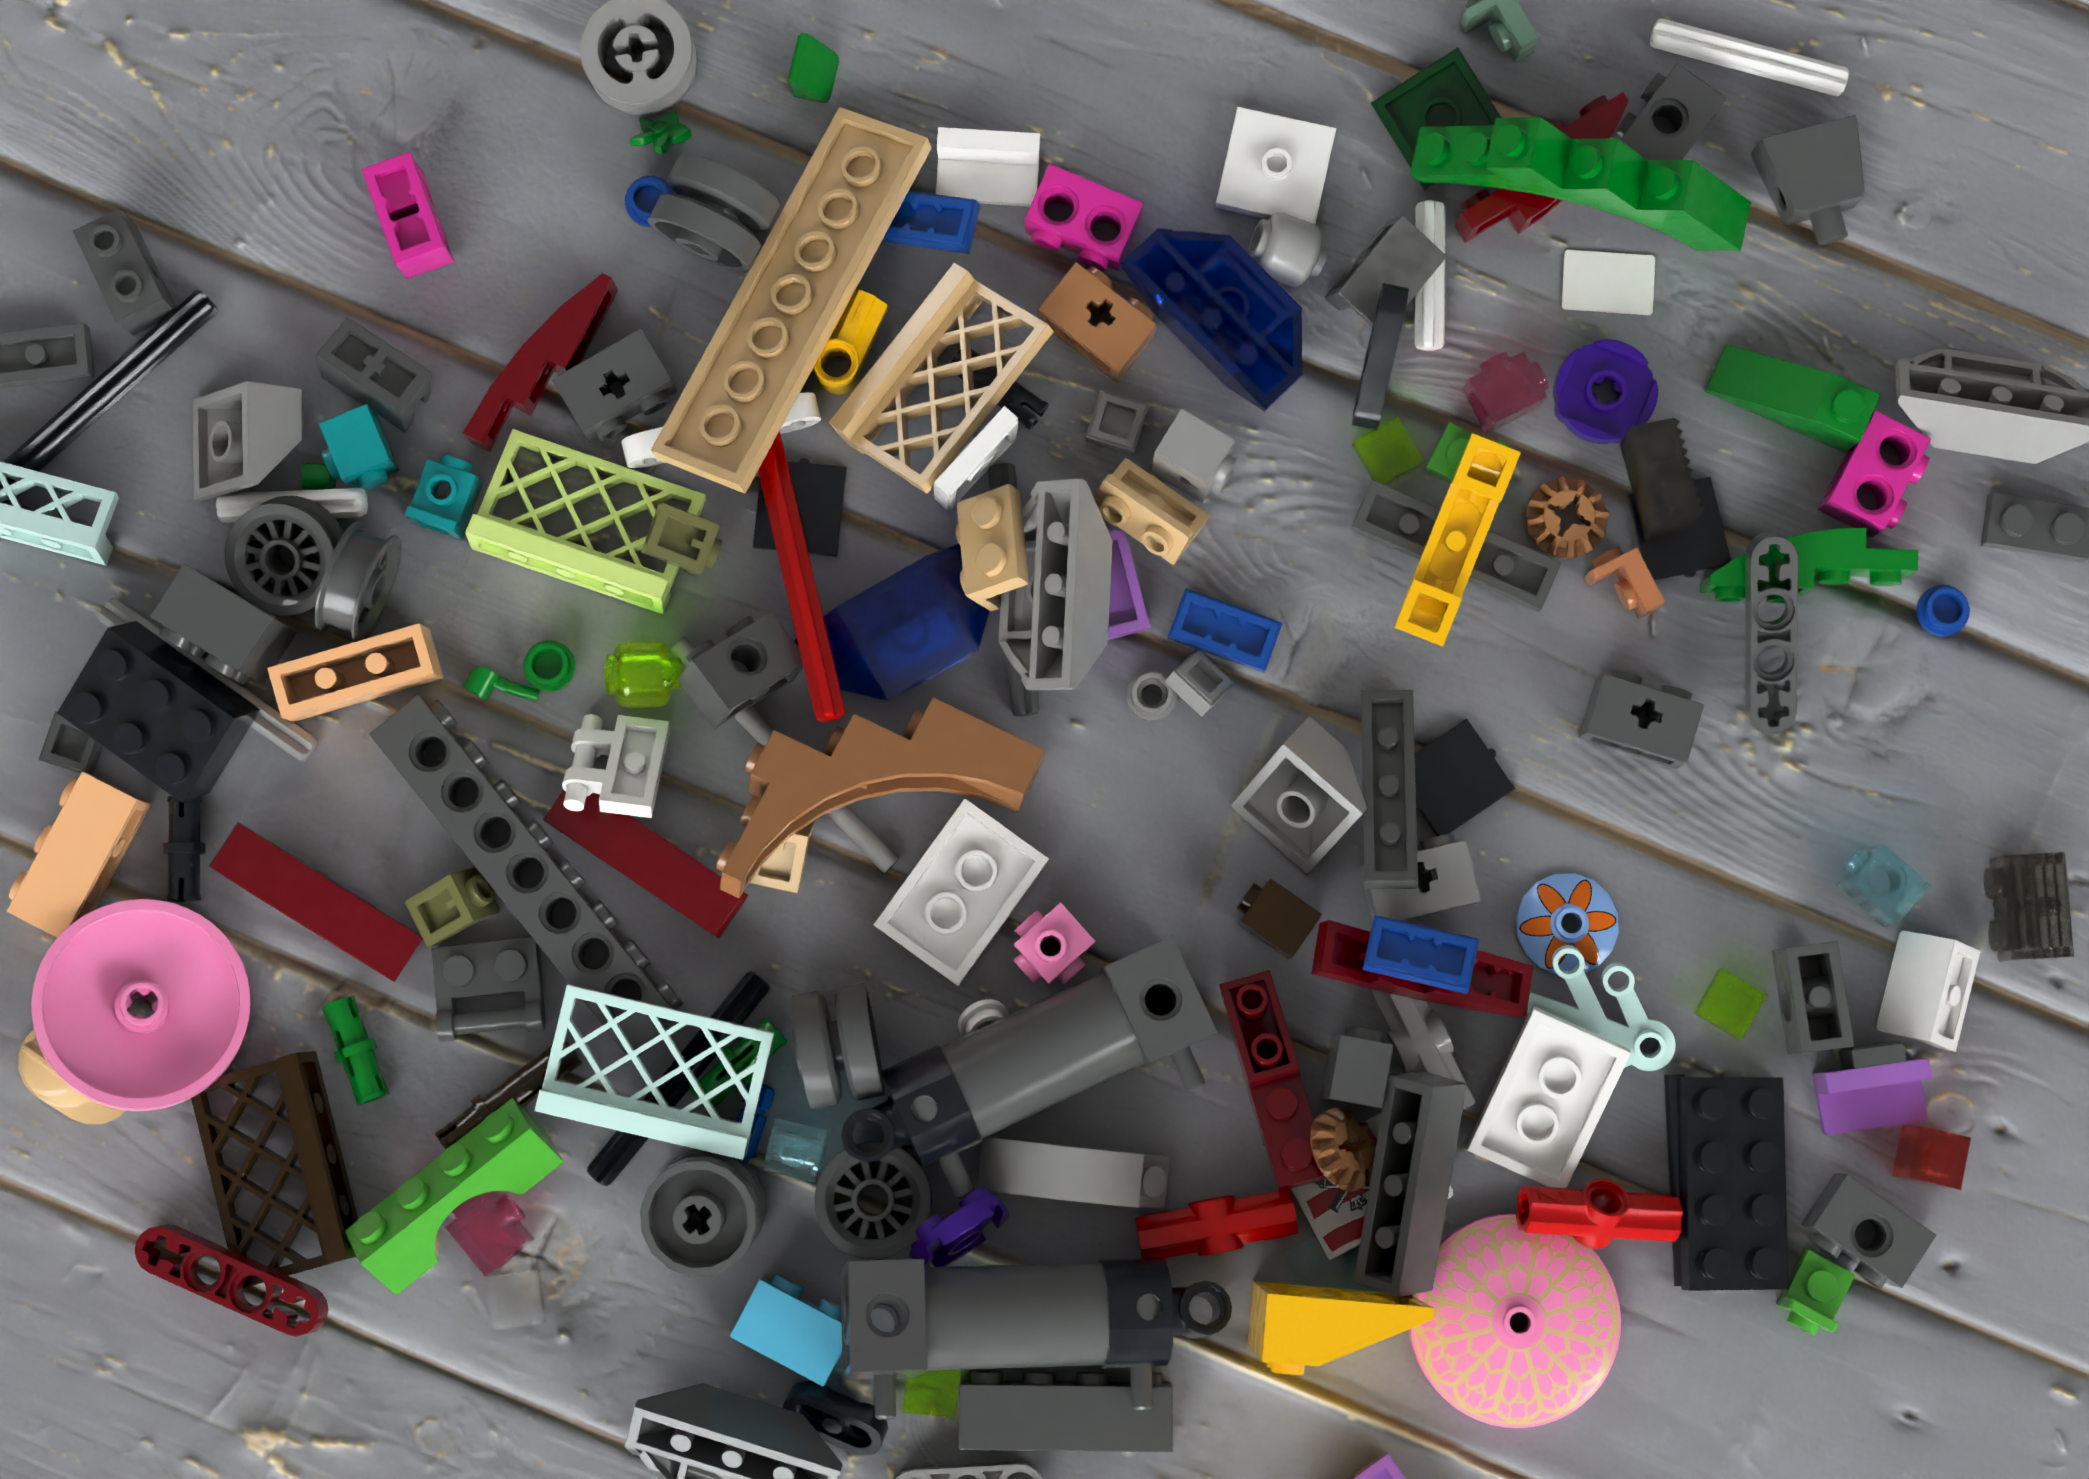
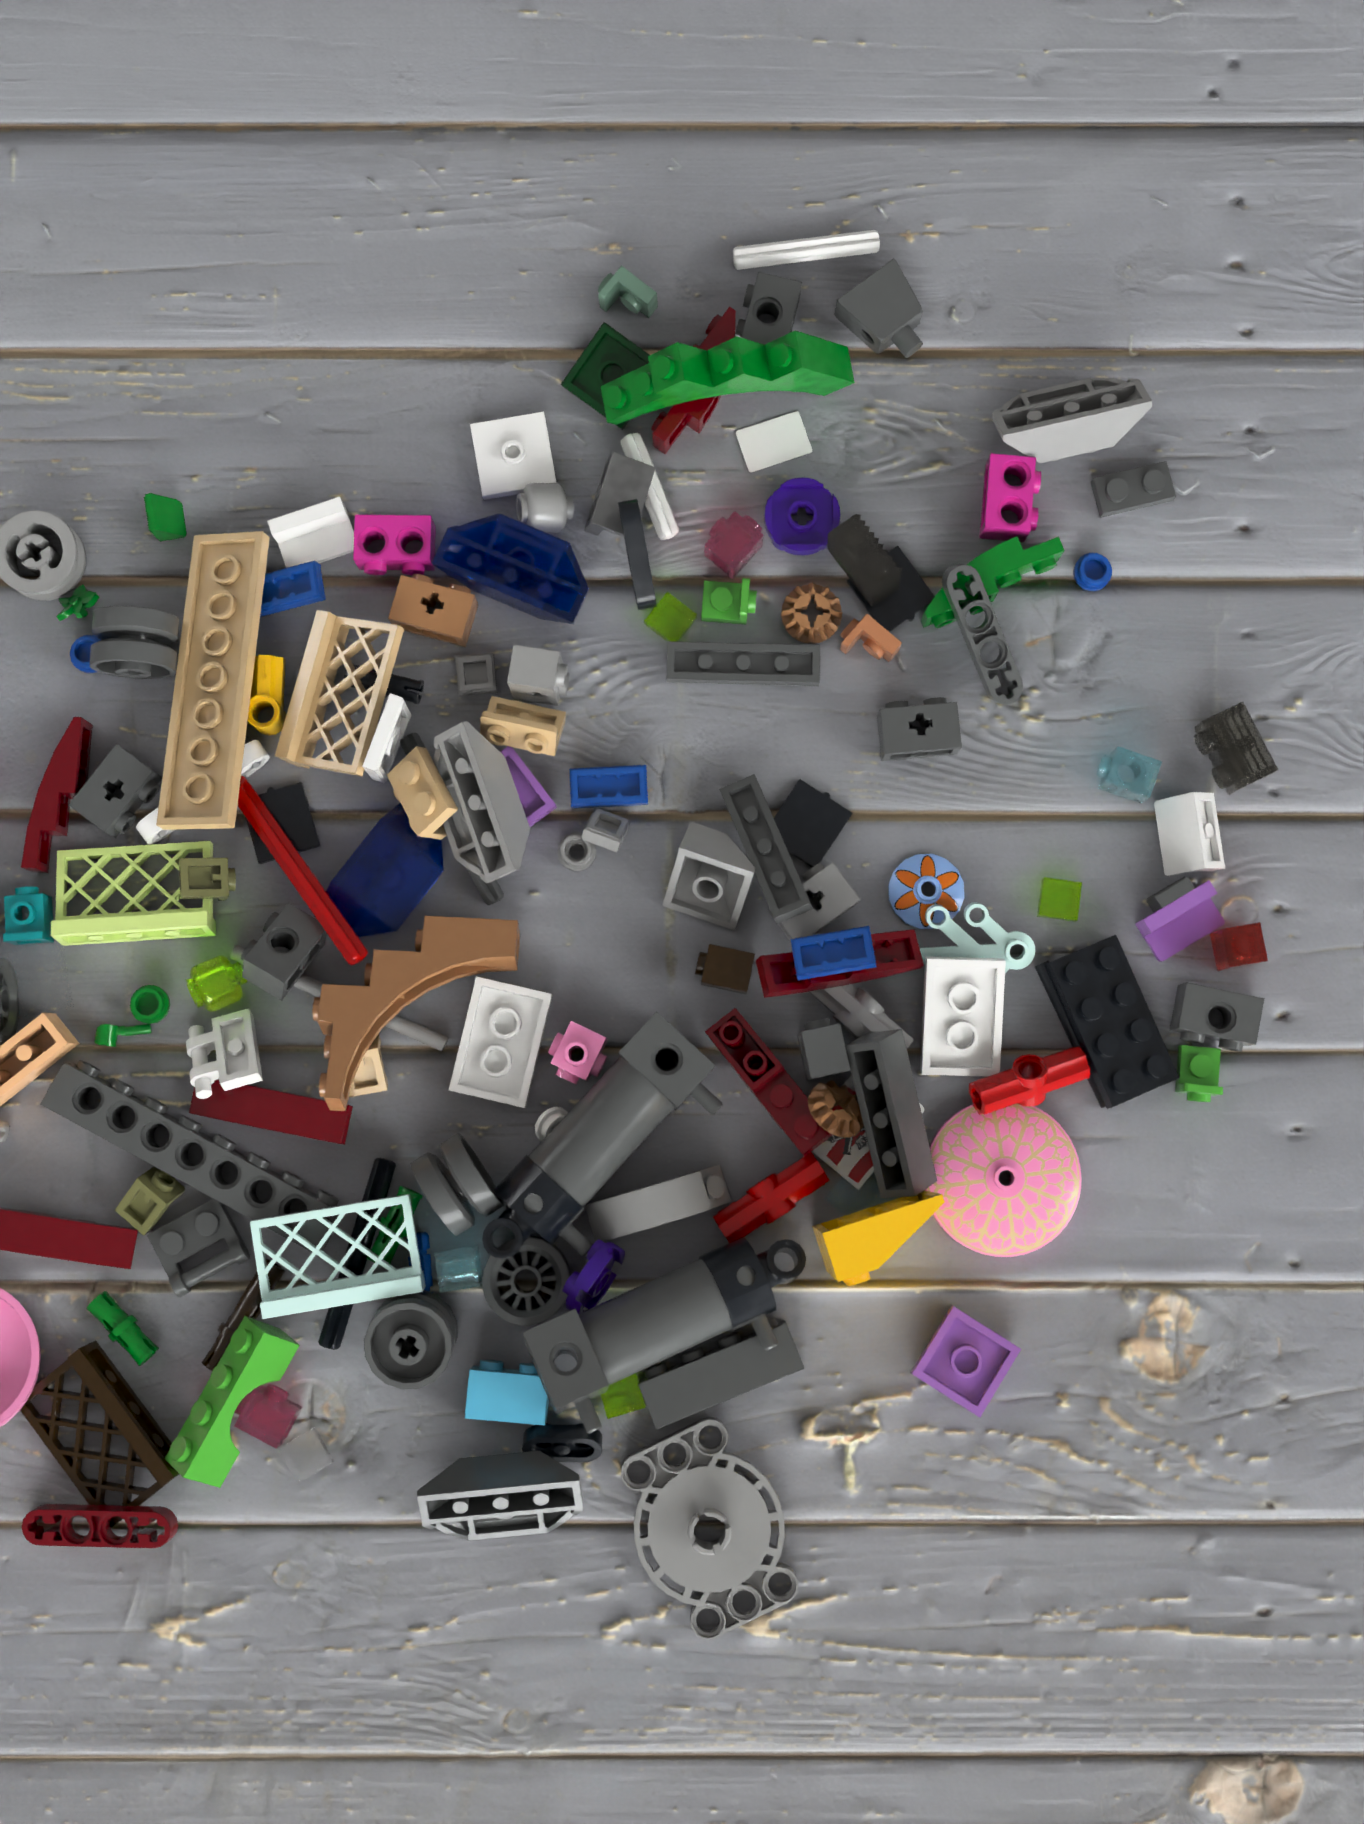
camera: 20 degrees left, 0 degrees up
(1456, 539) = (741, 657): yellow slope -> none
(1794, 396) = (932, 467): green slope -> none
(1812, 997) = (1113, 871): dark grey brick -> none

